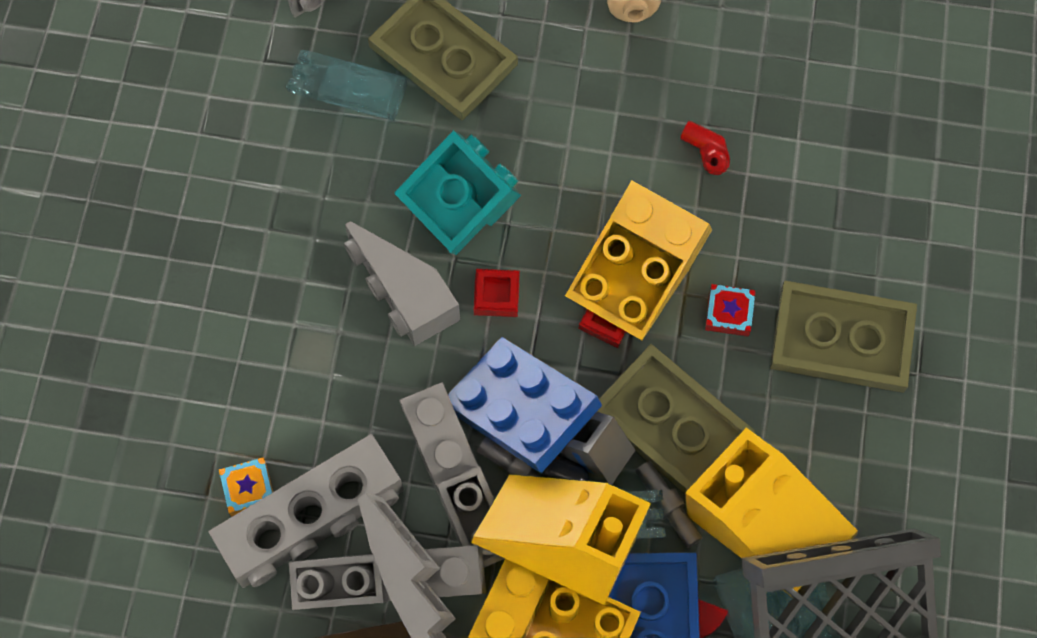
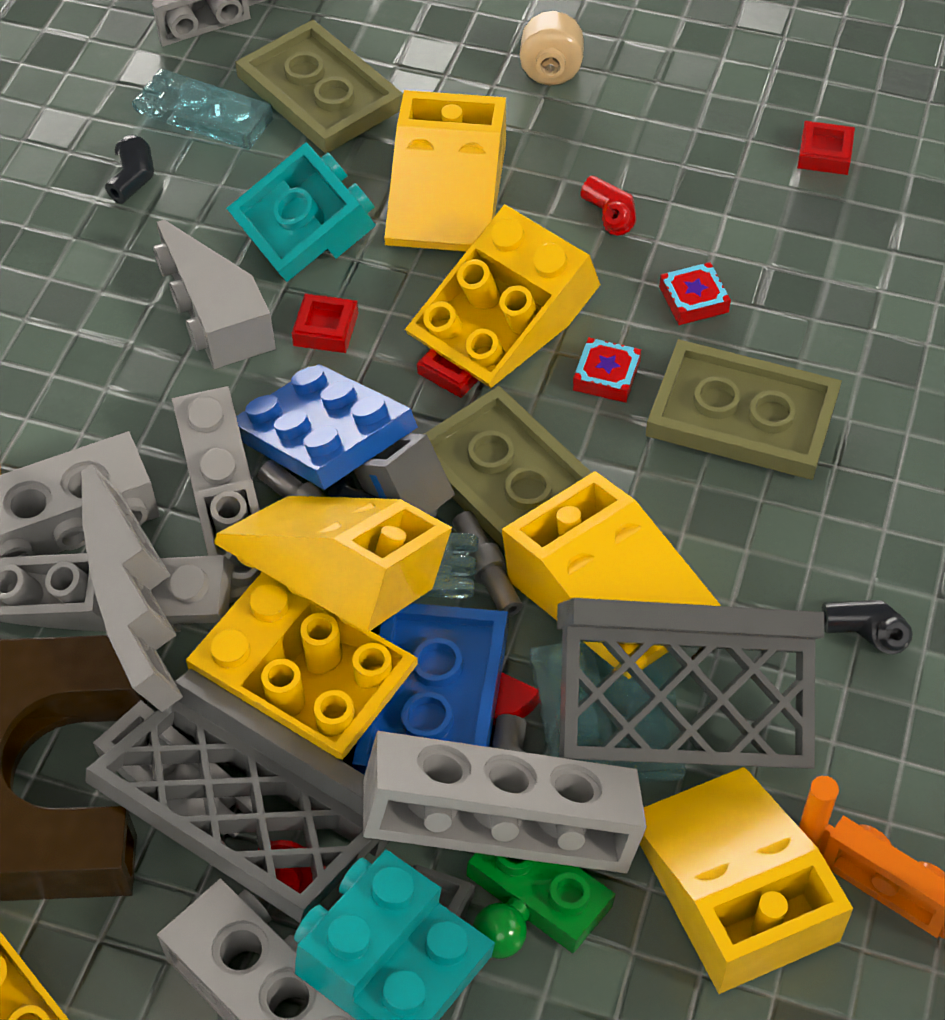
camera: 10 degrees right, 15 degrees down
(307, 156) = (136, 170): none -> black arm
(571, 137) = (445, 169): none -> yellow slope
(787, 226) = (694, 293): none -> red tile
(871, 64) = (826, 147): none -> red tile
(965, 515) = (872, 621): none -> black arm

